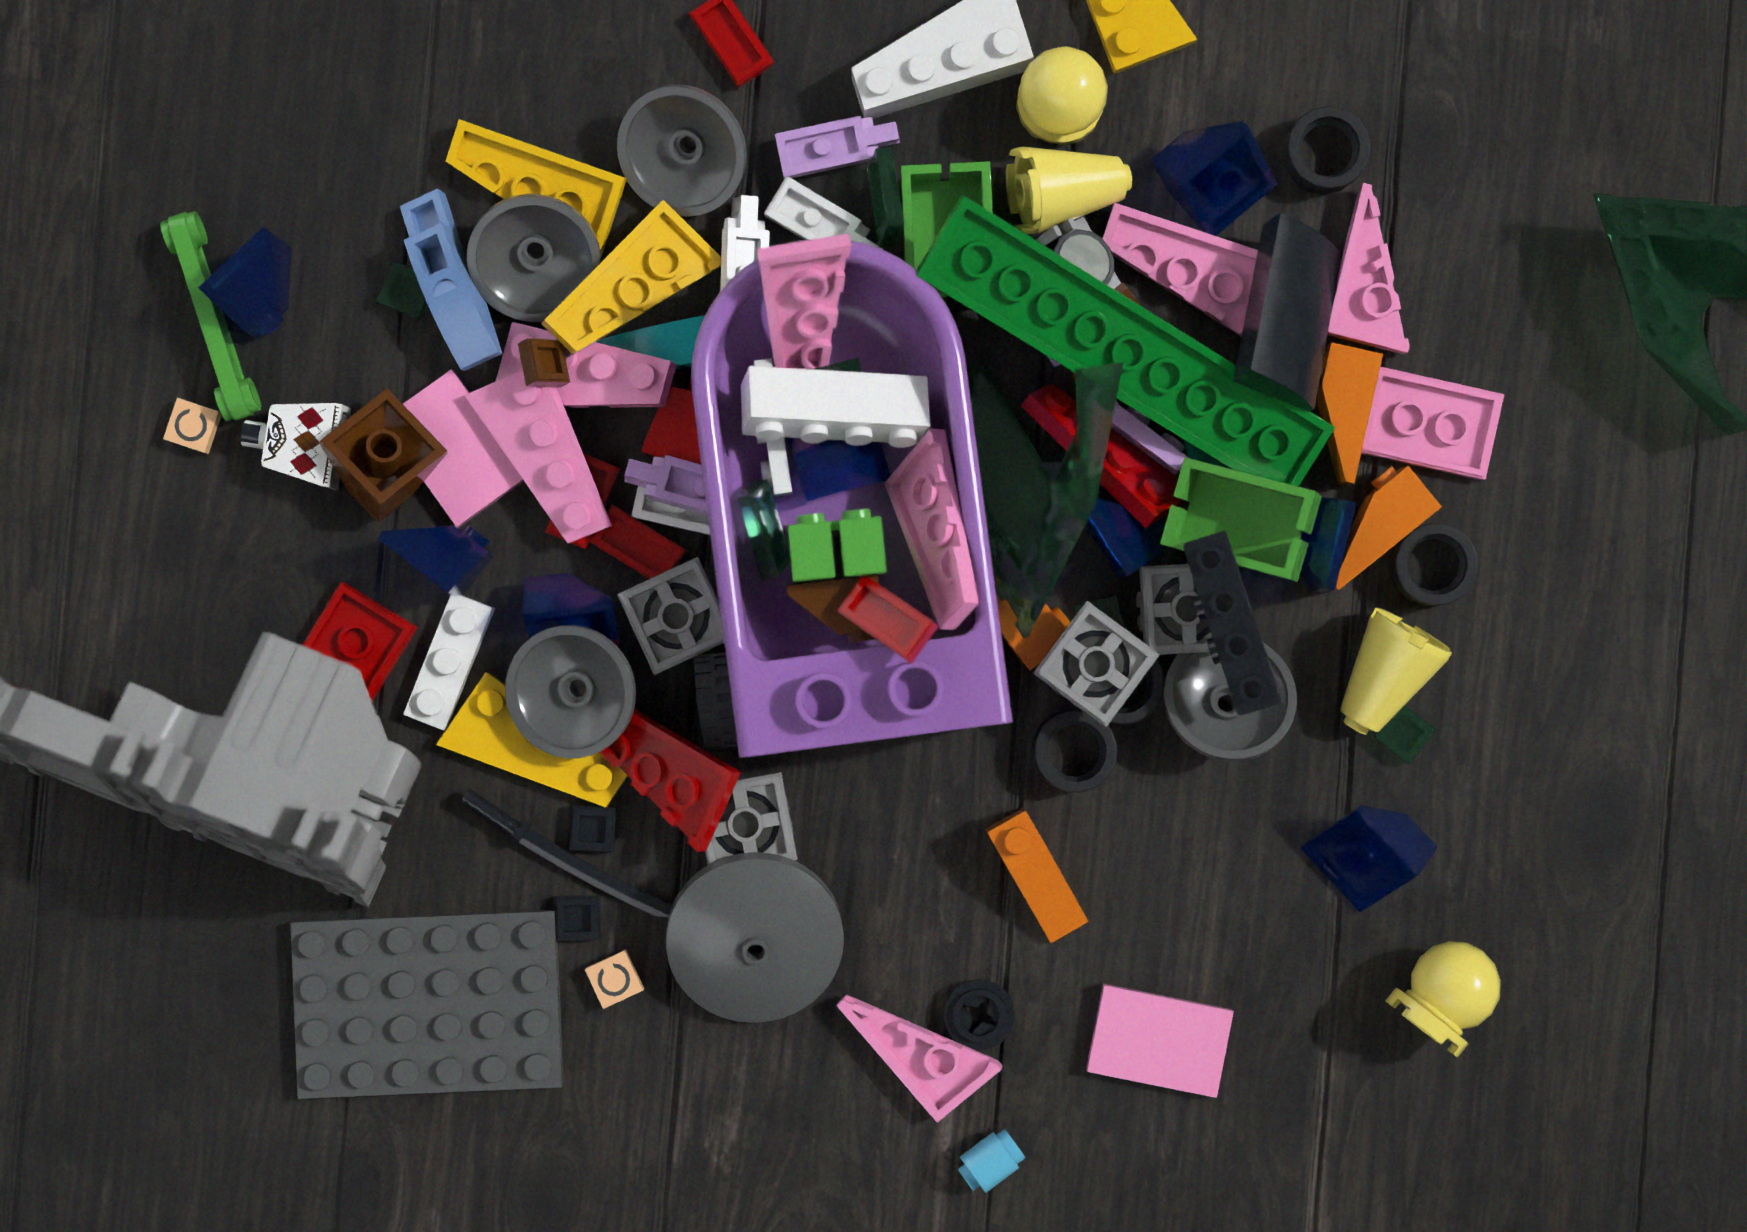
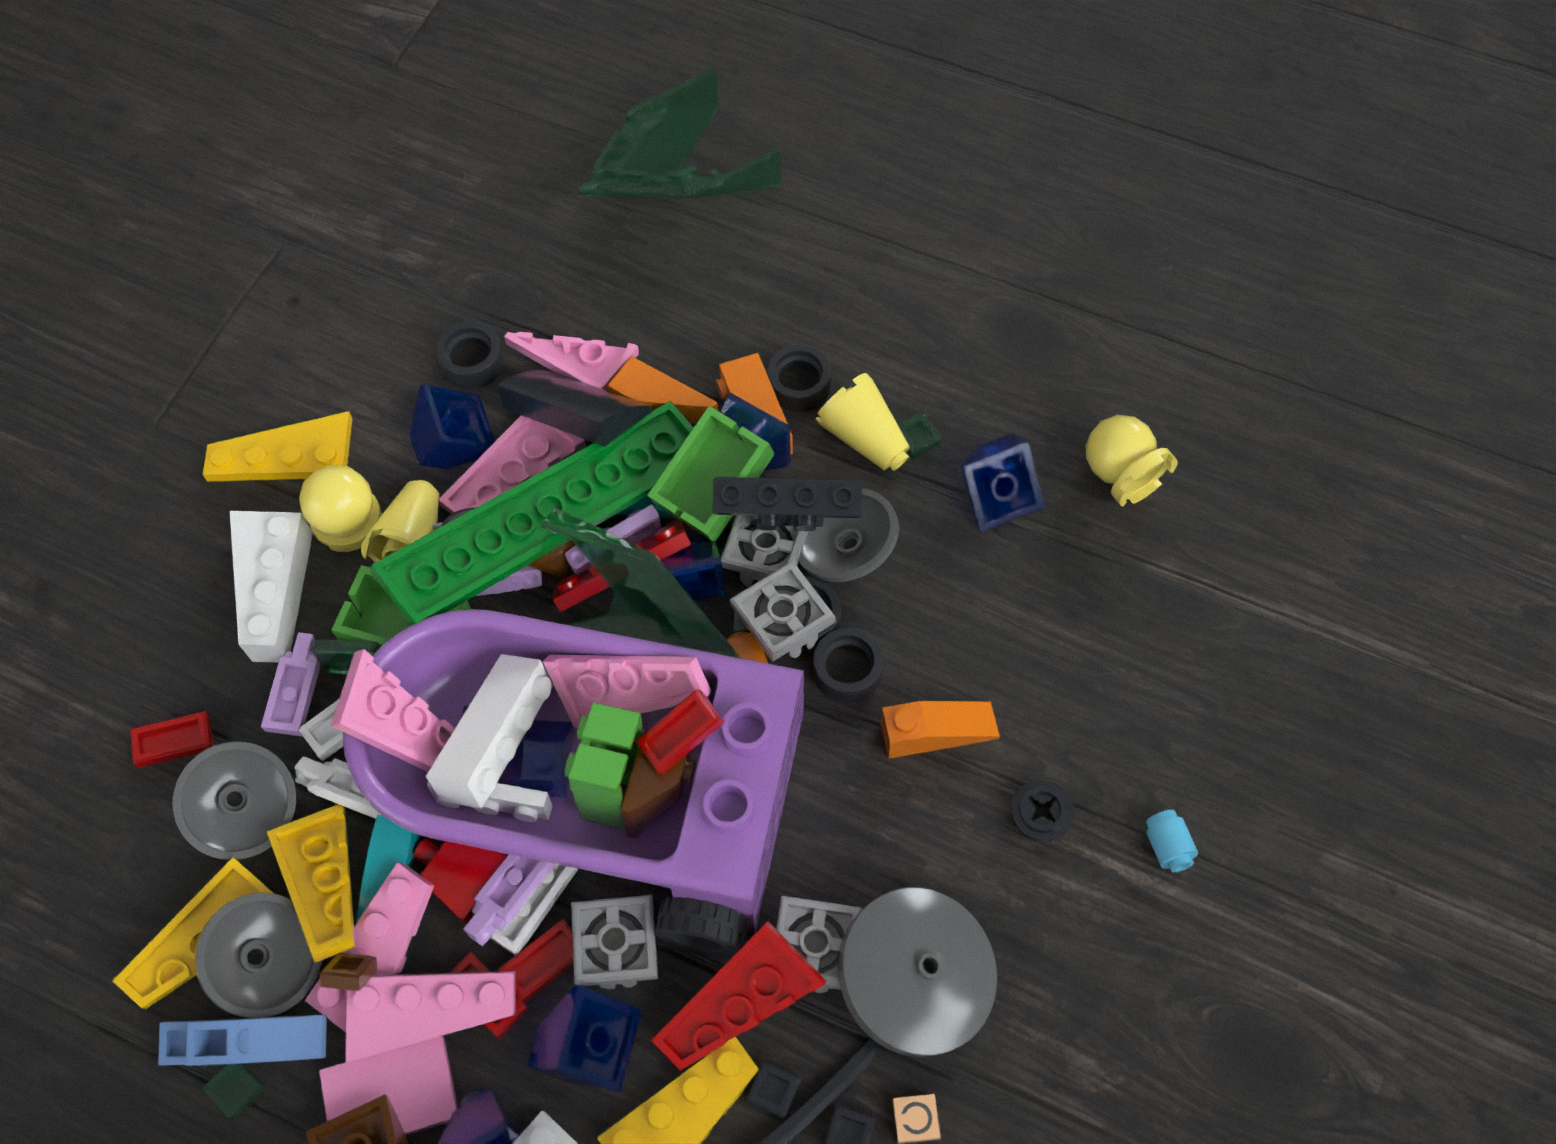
camera: 70 degrees left, 25 degrees down
(545, 698) = (633, 1086): dark grey dish -> none
(764, 529) = (569, 827): tile -> none
(928, 1064) = (1075, 863): bright pink wing -> none
(1159, 1040) = (1104, 679): bright pink tile -> none
(1432, 423) = (698, 346): bright pink tile -> none

